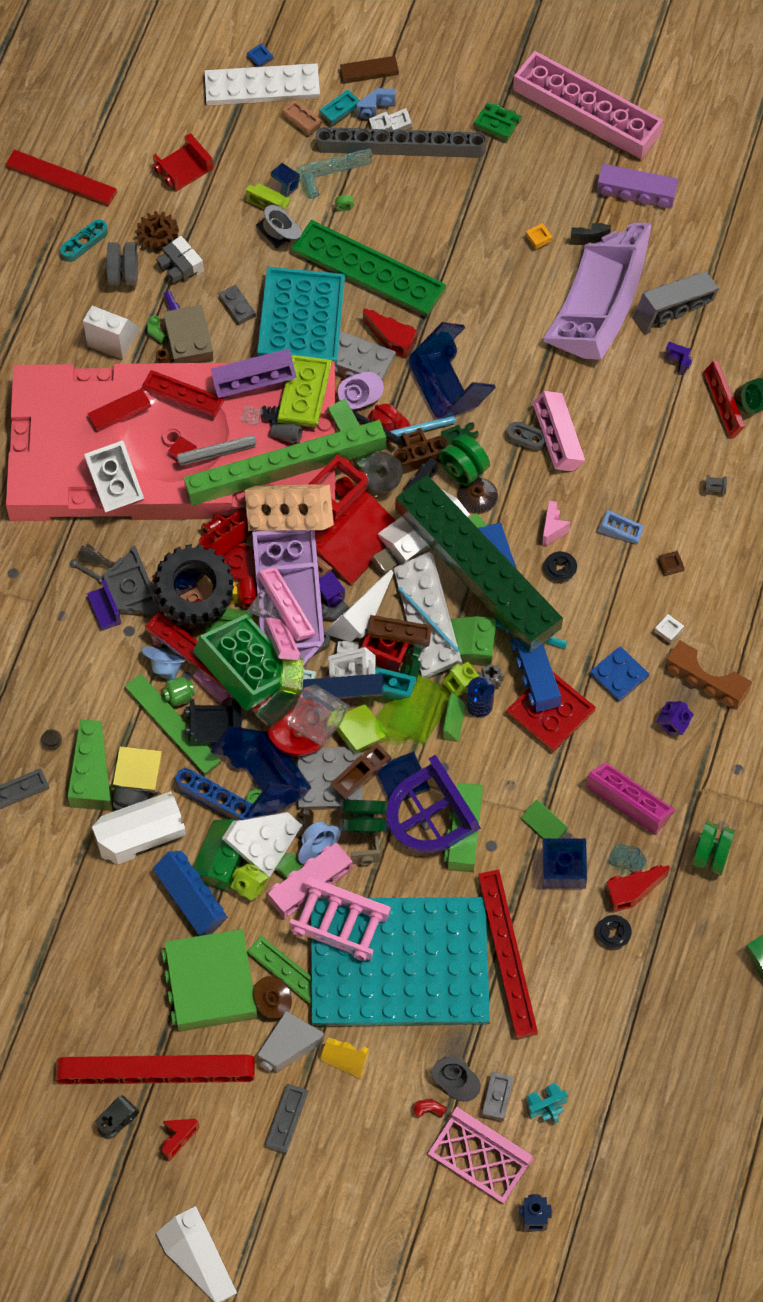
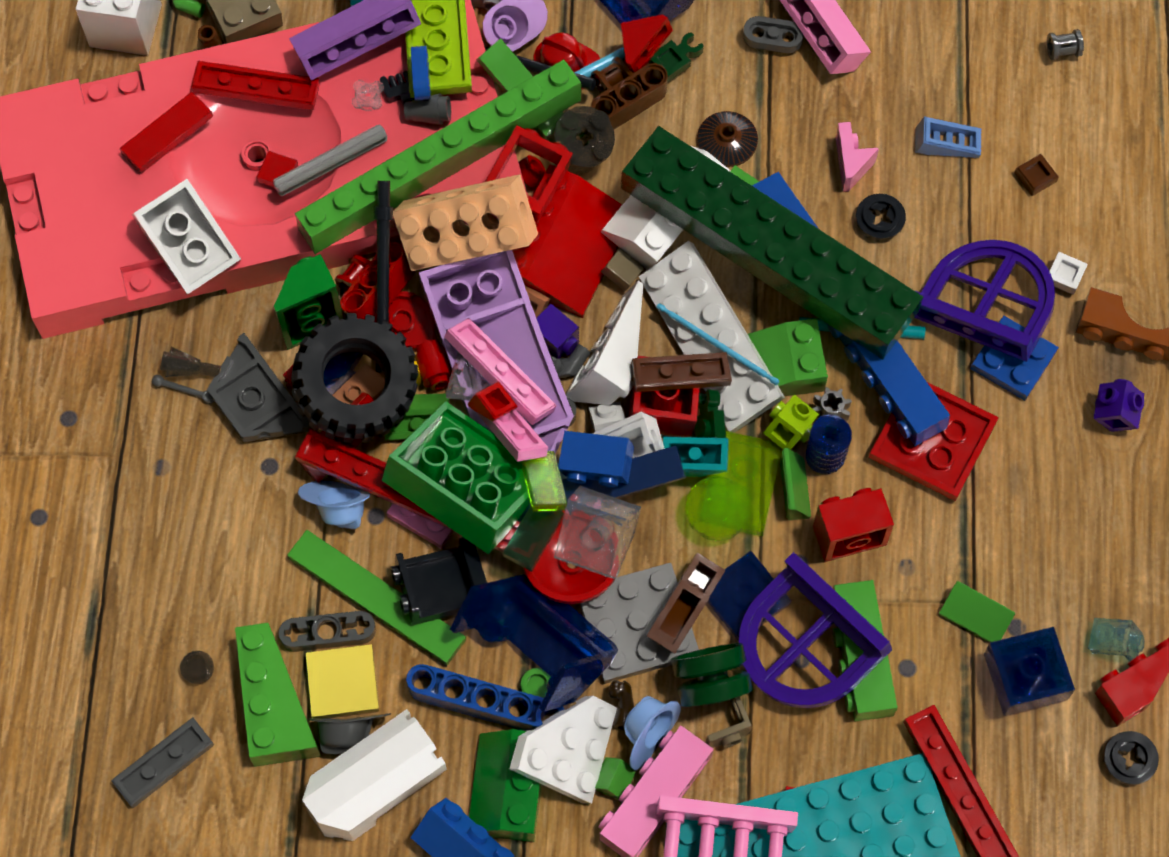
camera: 15 degrees left, 5 degrees up
(104, 607) = (223, 439): dark purple panel -> none
(151, 745) = (317, 621): none -> dark grey beam
(176, 530) = (306, 300): none -> green slope
(178, 691) = (372, 544): bright green head -> none
(239, 490) = (383, 214): none -> black bar
(249, 881) = (564, 820): lime brick -> none
(275, 620) = (492, 402): none -> red slope
(286, 408) = (420, 73): none -> blue beam
(329, 669) = (596, 458): none -> blue brick
(360, 729) = (663, 536): lime tile -> none
(428, 468) = (644, 123): black plate -> none
(439, 420) = (643, 39): none -> red slope
(464, 459) = (697, 90): green wheel -> none
(480, 749) = (852, 524): none -> red brick
(572, 629) = (976, 325): none -> dark purple window
(629, 797) = (1090, 544): dark pink slope -> none

